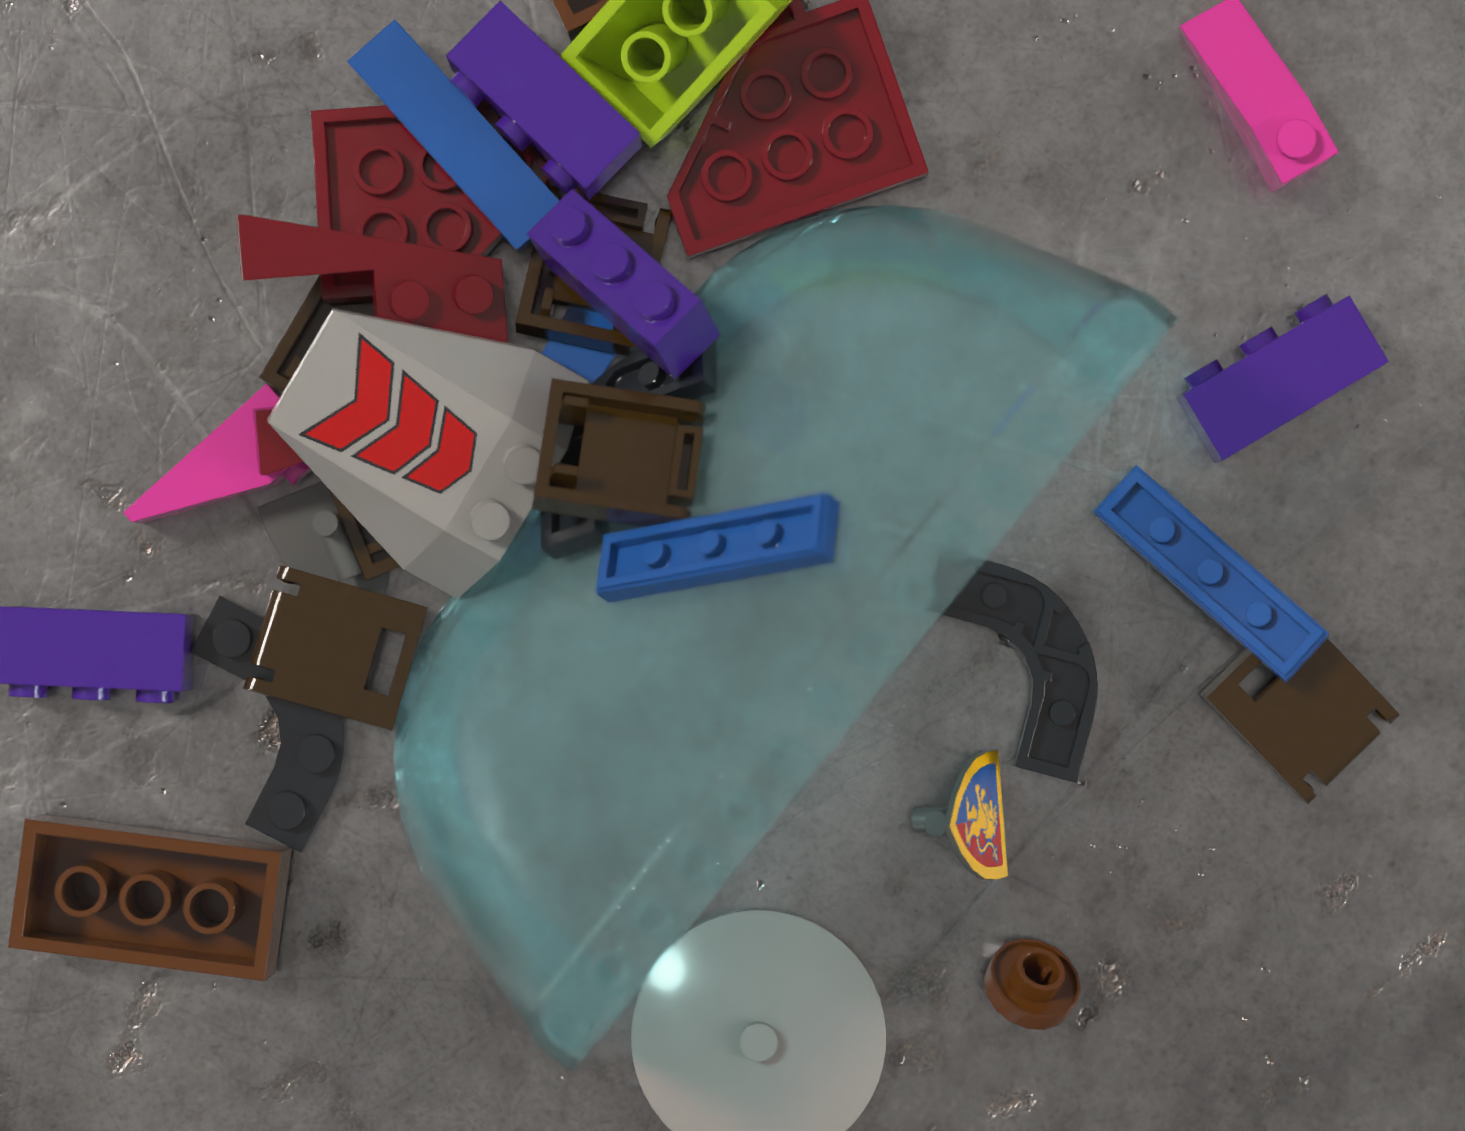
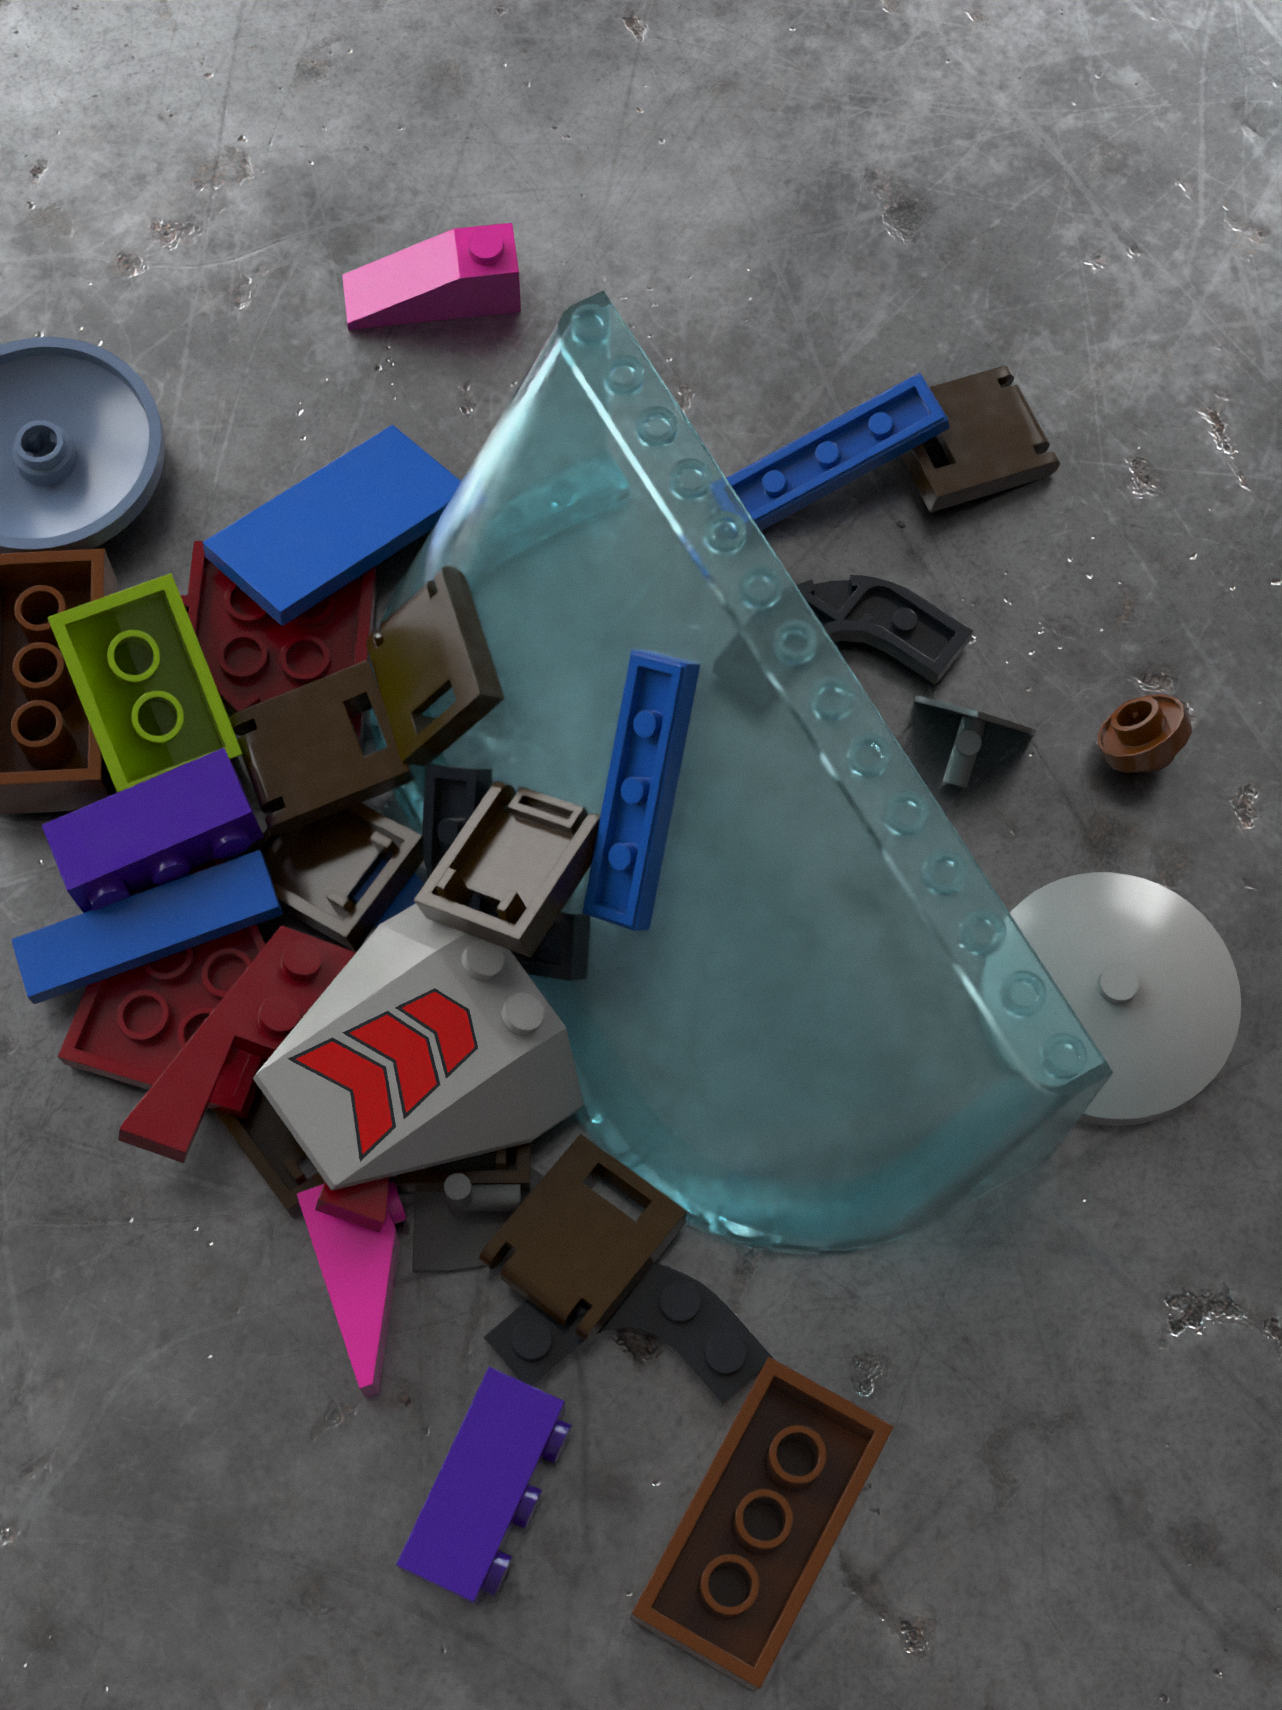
camera: 70 degrees left, 20 degrees down
(624, 284) = (355, 812): dark purple brick -> none
(686, 204) = (307, 751): none -> dark brown container
(802, 286) = (422, 654): none -> dark brown container
(938, 123) = (333, 524): none -> blue tile
(1280, 376) = (684, 339): dark purple brick -> none

